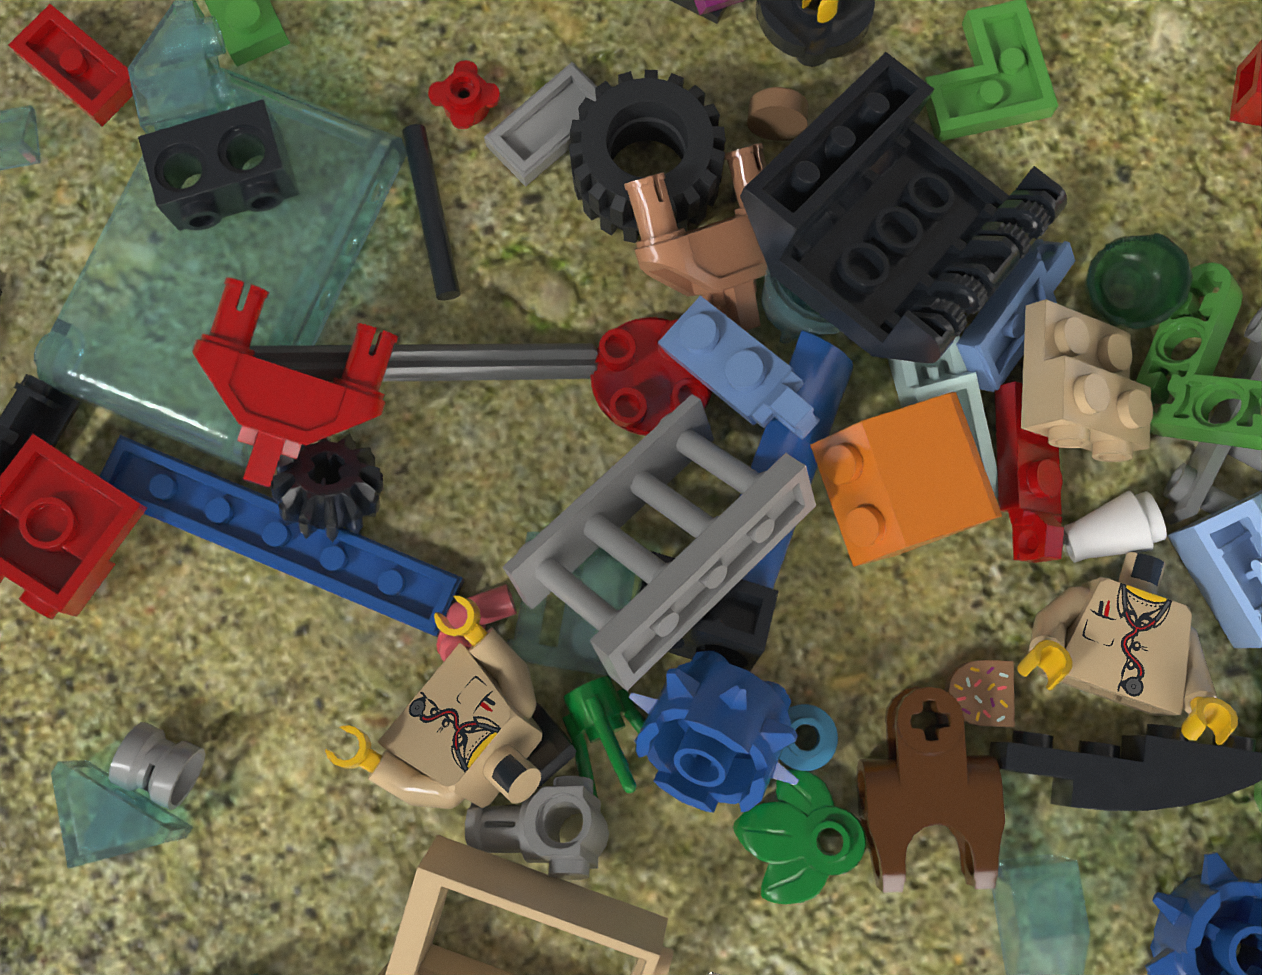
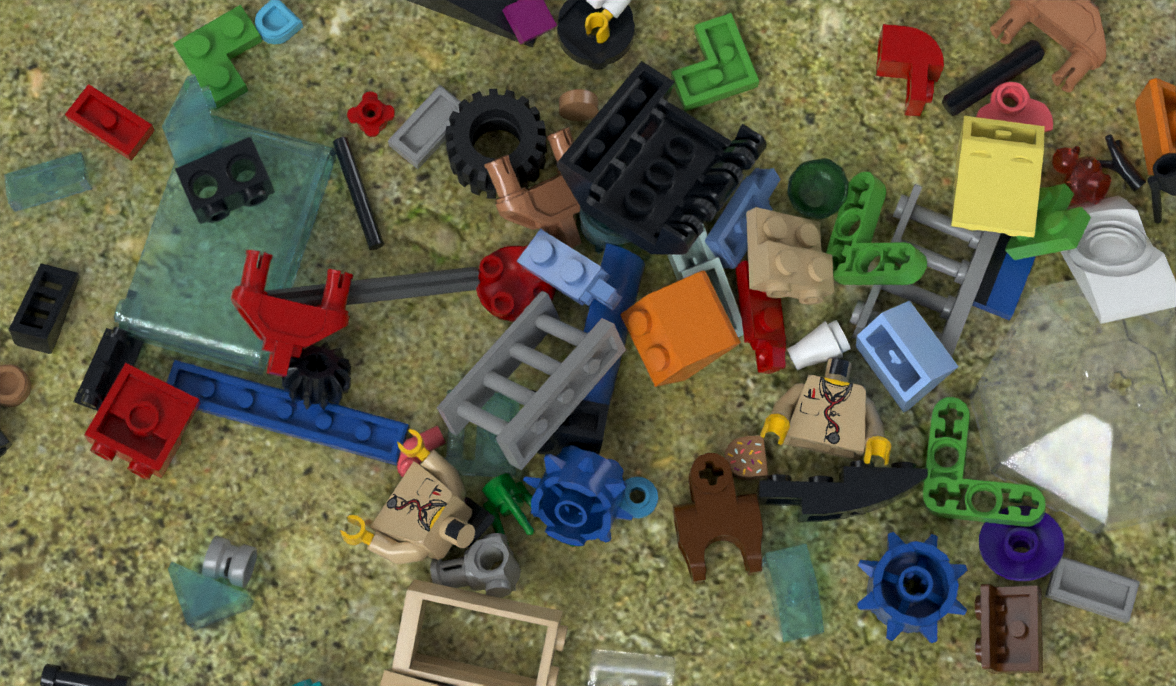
camera: 10 degrees left, 5 degrees down
(789, 839) = (635, 561): green plate -> none

